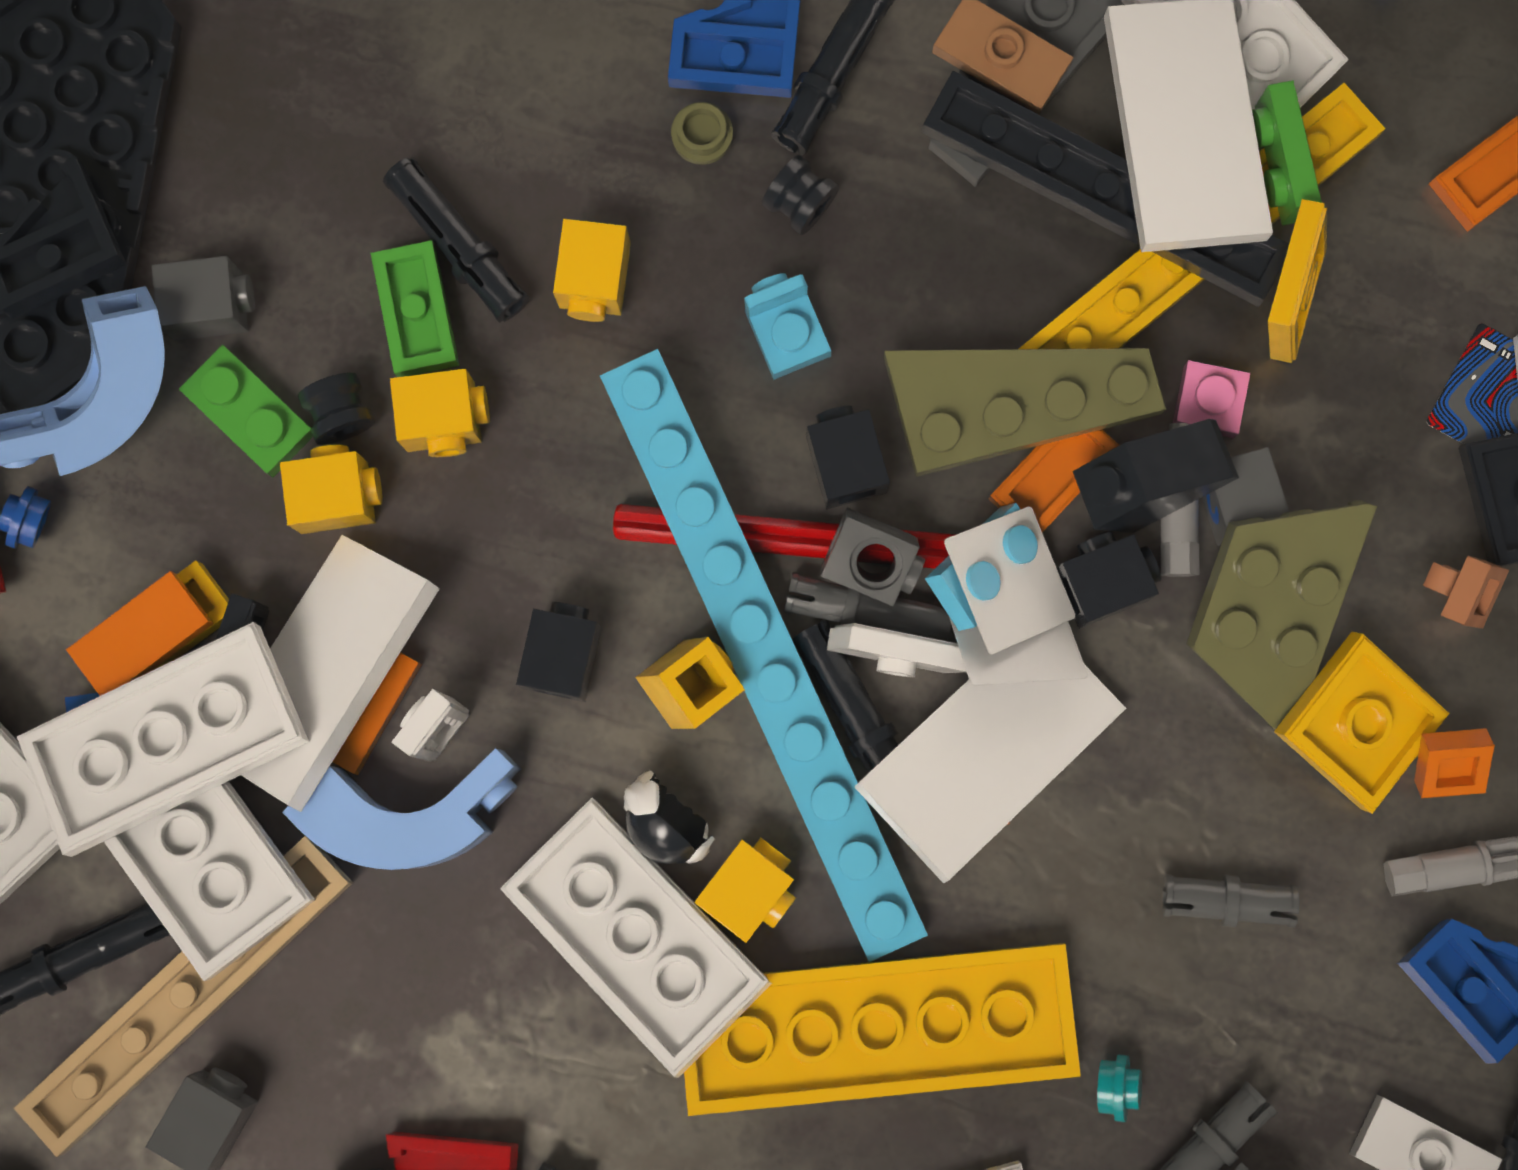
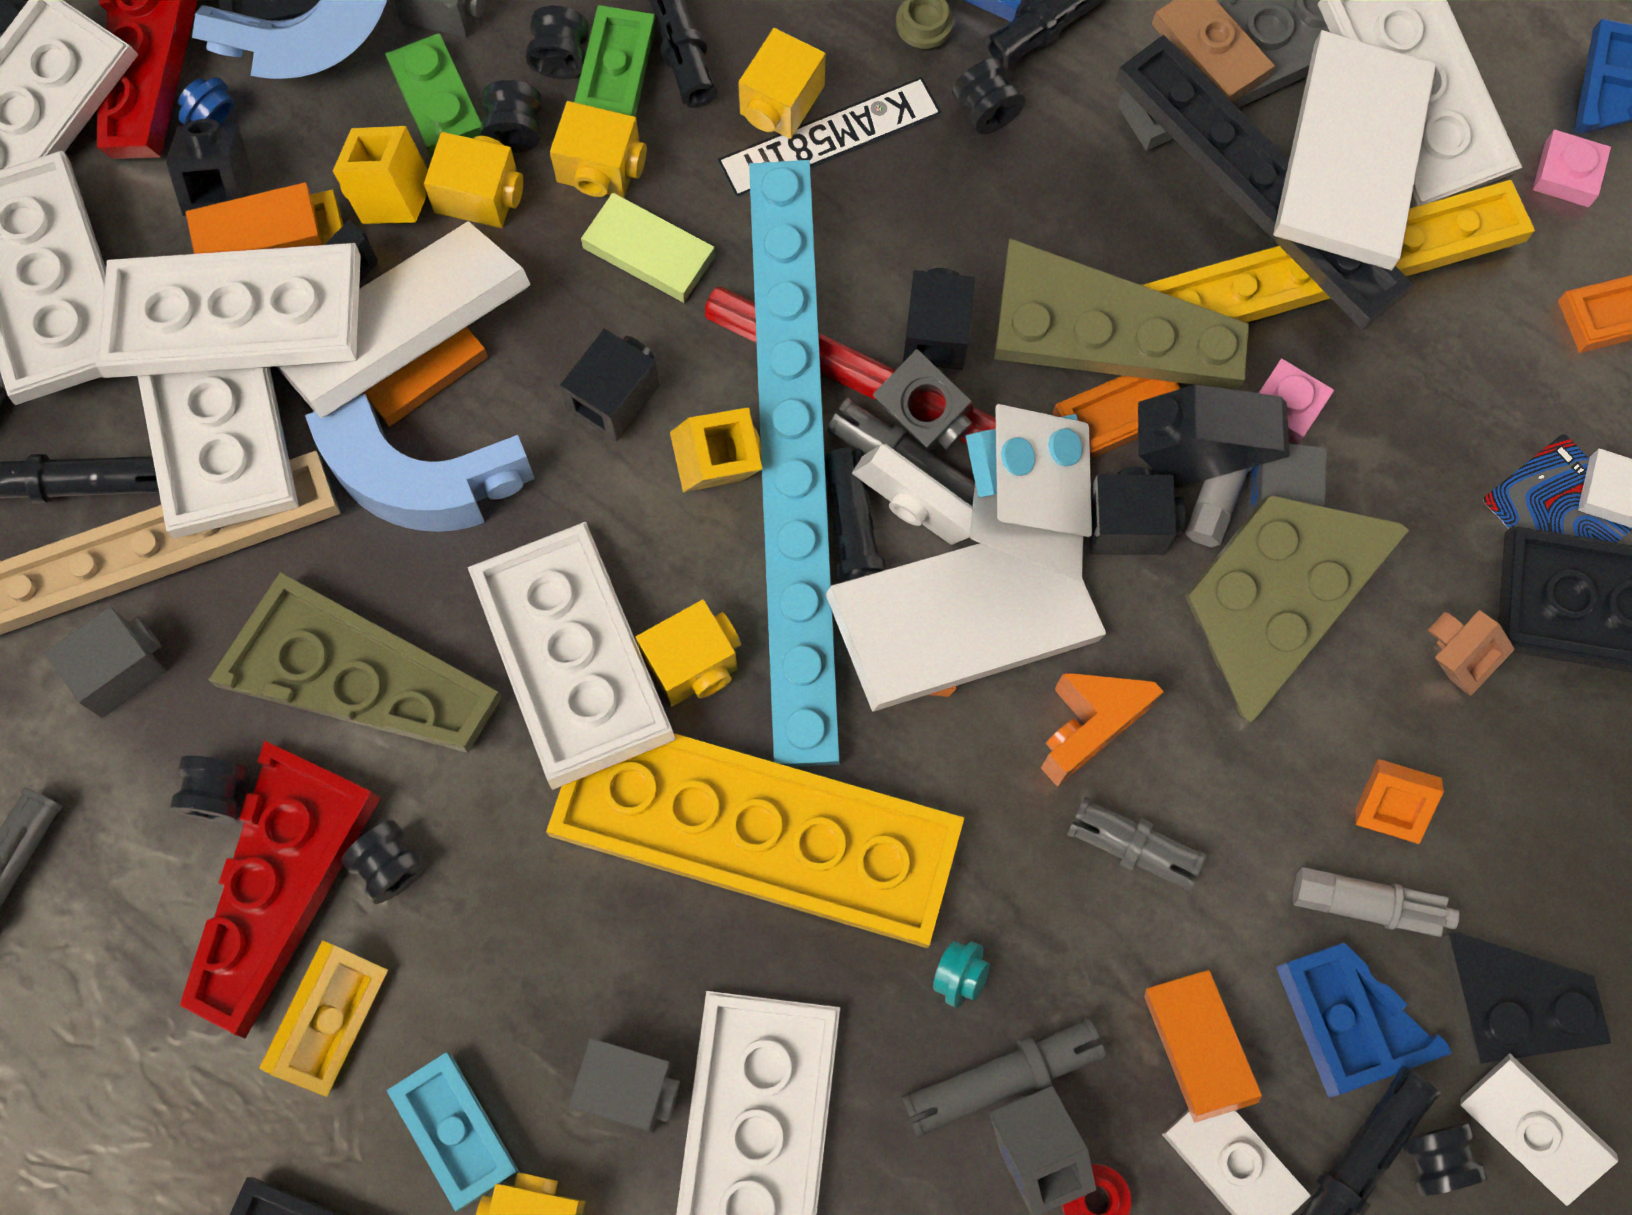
camera: 15 degrees right, 10 degrees down
(63, 589) = (208, 164): none -> black brick
(241, 528) = (382, 175): none -> yellow brick
(346, 308) = (557, 42): none -> black wheel
(422, 1033) = (342, 666): none -> olive wing
(430, 725) = (470, 393): white plate -> none
(529, 489) = (648, 247): none -> yellowish green tile
(658, 292) = (836, 132): none -> sticker
(662, 825) = (636, 564): black hair -> none
(785, 324) = (931, 195): medium azure bracket -> none
(1160, 788) = (1105, 708): none -> orange slope
(1287, 151) = (1433, 228): bright green plate -> none
(1298, 281) = (1406, 318): yellow tile -> none
(1358, 1065) = (1202, 1046): none -> orange tile
(1361, 722) = (1323, 730): yellow tile -> none
(1396, 38) = (1571, 168): none -> bright pink plate

